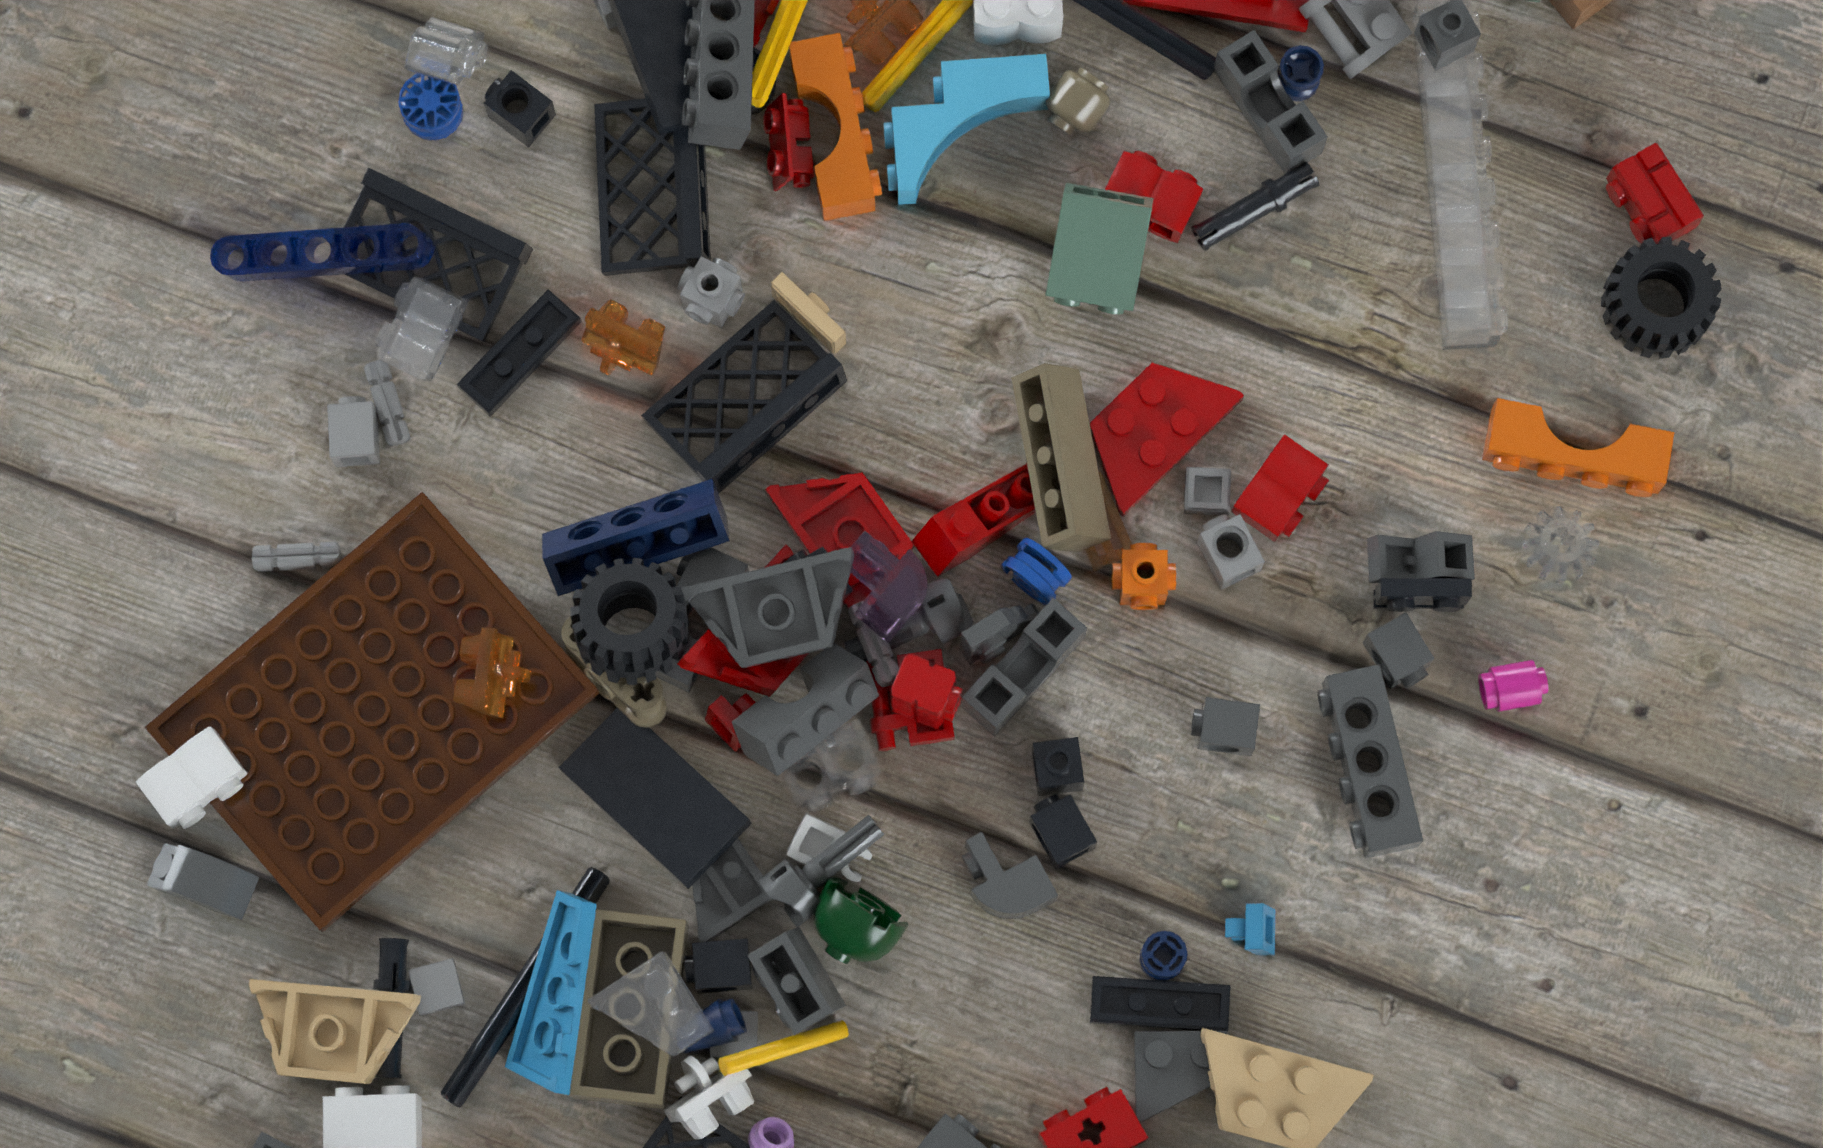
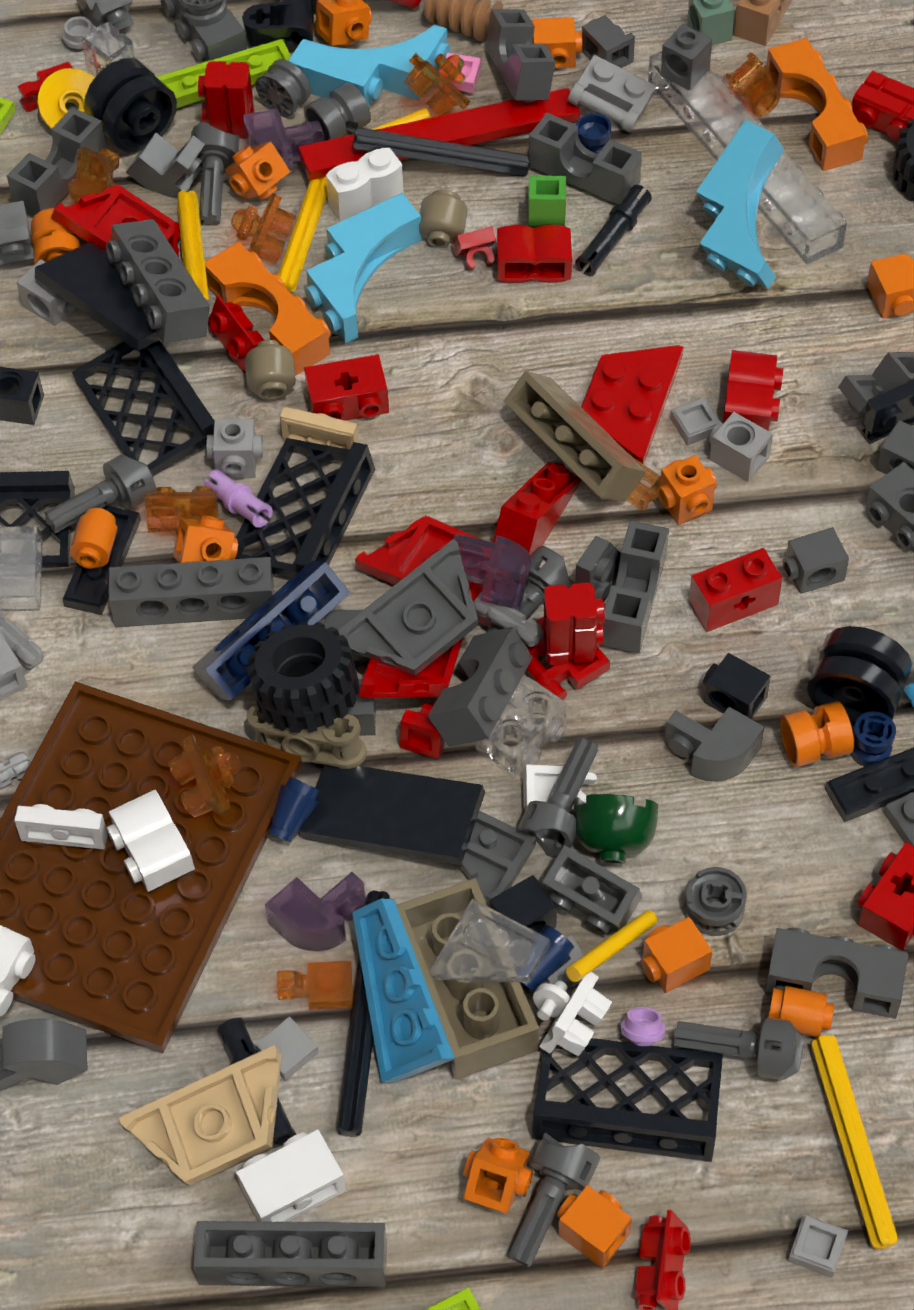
camera: 25 degrees left, 20 degrees down
(315, 645) = (61, 827): none -> white plate
(405, 716) = (150, 840): none -> white brick
(502, 941) = (326, 985): none -> clear orange plate
(514, 336) = (94, 538): none -> orange brick
(521, 873) = (314, 921): none -> clear purple brick
(562, 743) = (293, 808): none -> dark blue cone
(578, 280) = (121, 484): none -> dark grey piece
(583, 445) = (189, 591): none -> dark grey brick
(620, 400) = (204, 540): none -> orange brick
(685, 354) = (239, 498): none -> lavender pin
(794, 212) = (270, 370): none -> dark tan head
(839, 1082) = (675, 954): none -> orange brick
(842, 263) = (348, 388): none -> red brick
(911, 1047) = (716, 899): none -> dark grey wheel
(1036, 571) = (602, 518): blue wheel -> none
(1057, 766) = (703, 642): black brick -> none
(1093, 918) = (811, 735): none -> orange wheel
(1094, 150) = (475, 242): none -> tile
(1099, 248) = (518, 291): sand green brick -> none
(1125, 719) = (735, 589): none -> red brick
(1183, 889) = (860, 671): none -> black wheel
(1199, 137) = (547, 200): none -> bright green brick
(1398, 239) = (732, 197): none -> medium azure arch
(1509, 96) = (754, 86): none -> clear orange piece
(1578, 97) = (800, 75): none -> orange arch

